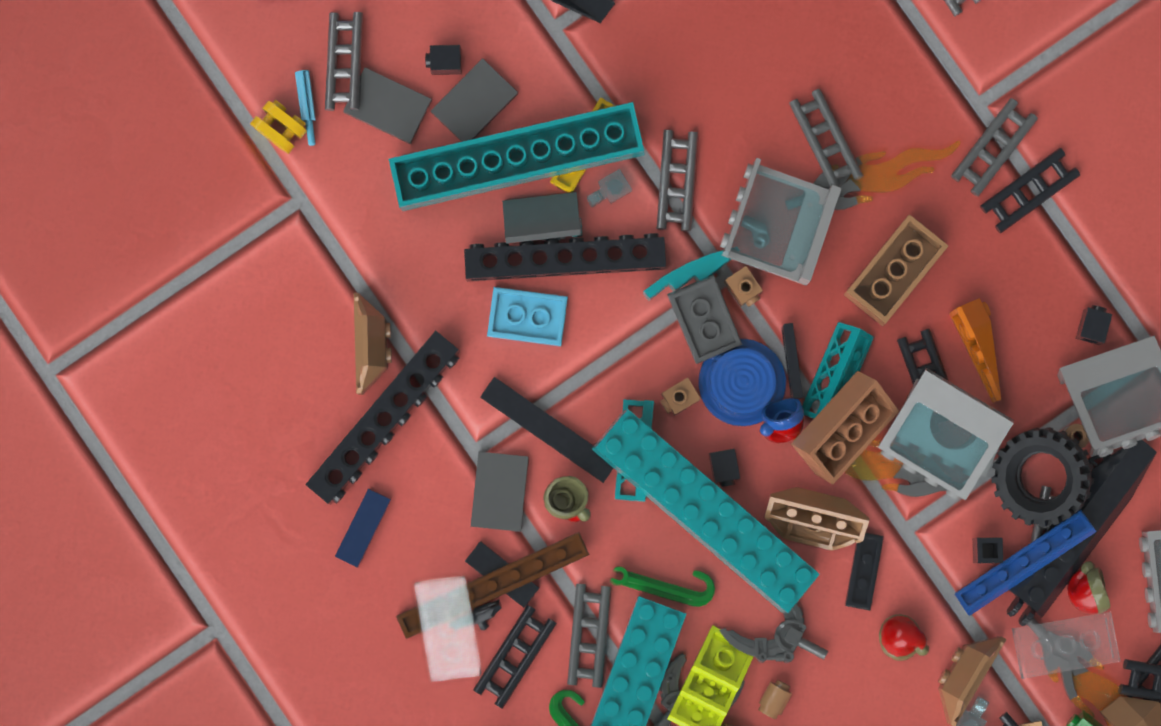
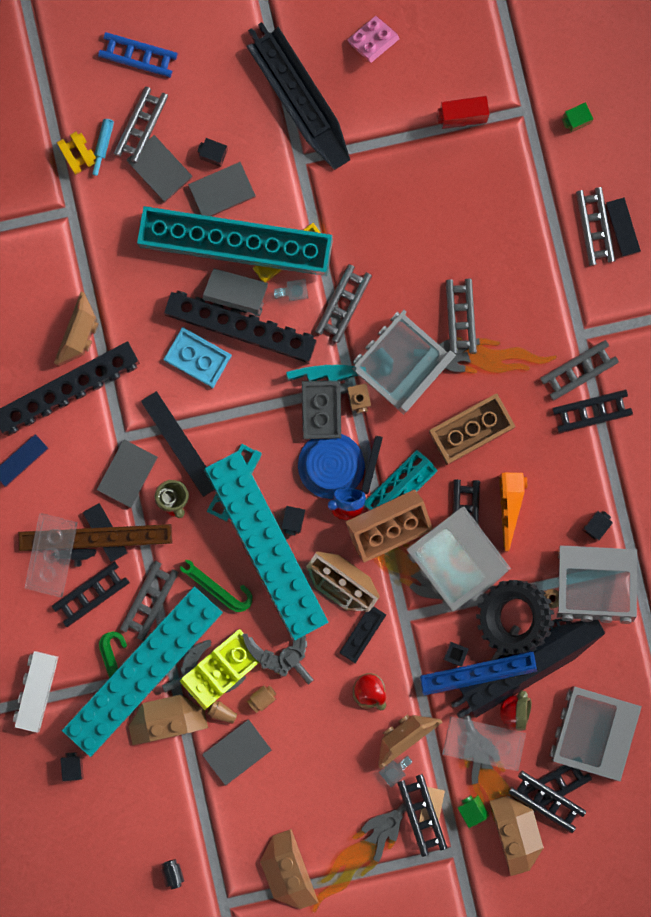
camera: 20 degrees right, 0 degrees up
(679, 397) = (281, 458): medium nougat brick -> none

